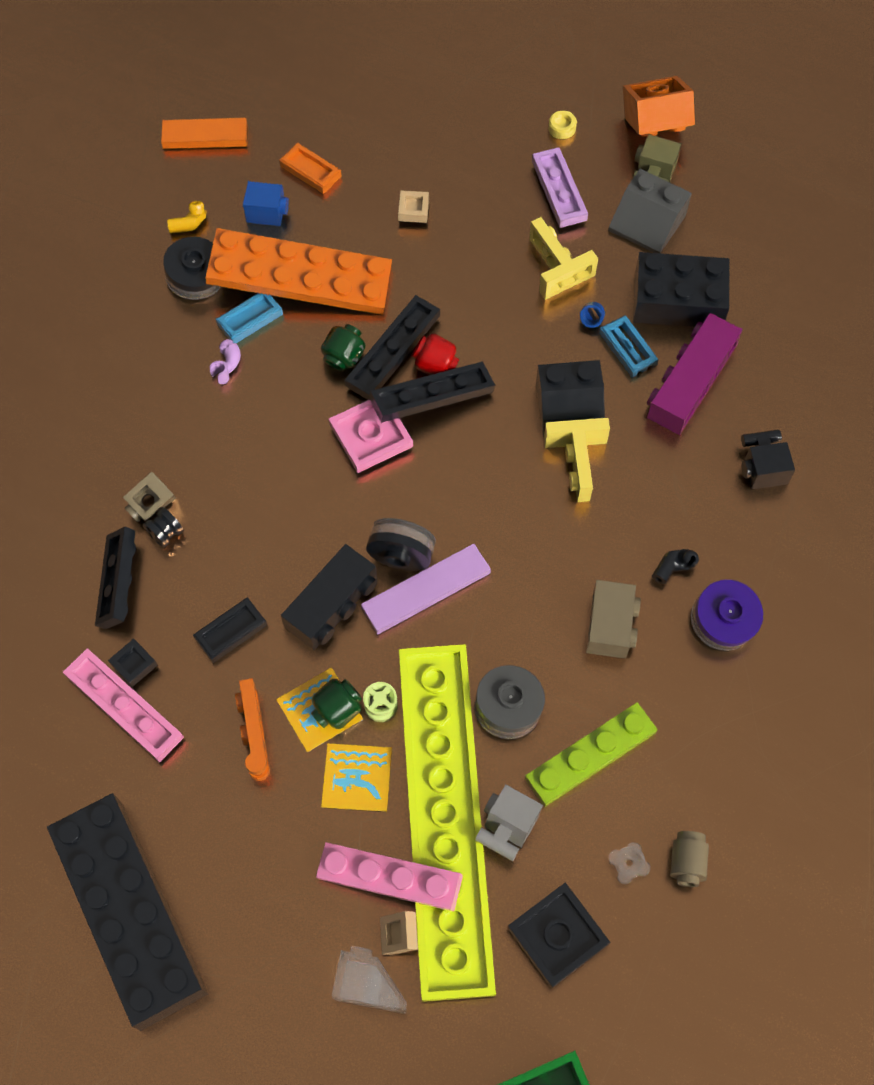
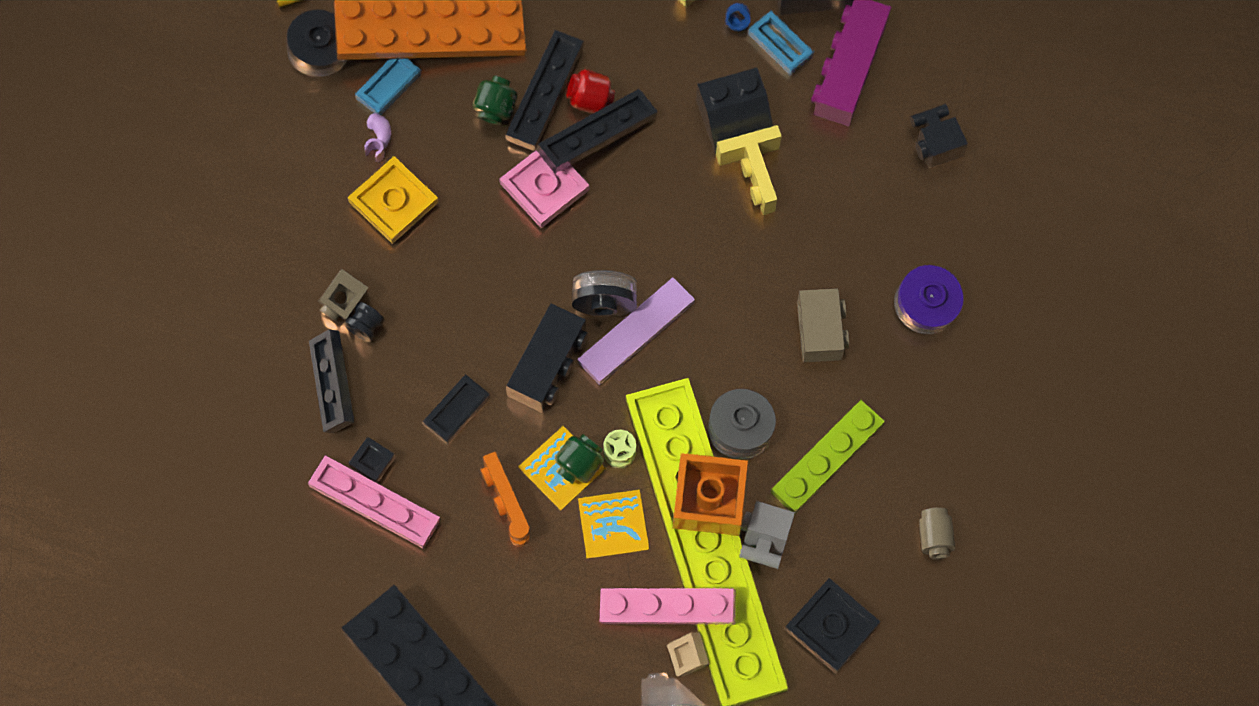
camera: 15 degrees left, 5 degrees up
(223, 420) = (393, 199): none -> yellow plate
(457, 767) = (710, 494): none -> orange brick
(633, 853) = (884, 539): clear plate -> none
(674, 561) = (868, 257): black arm -> none

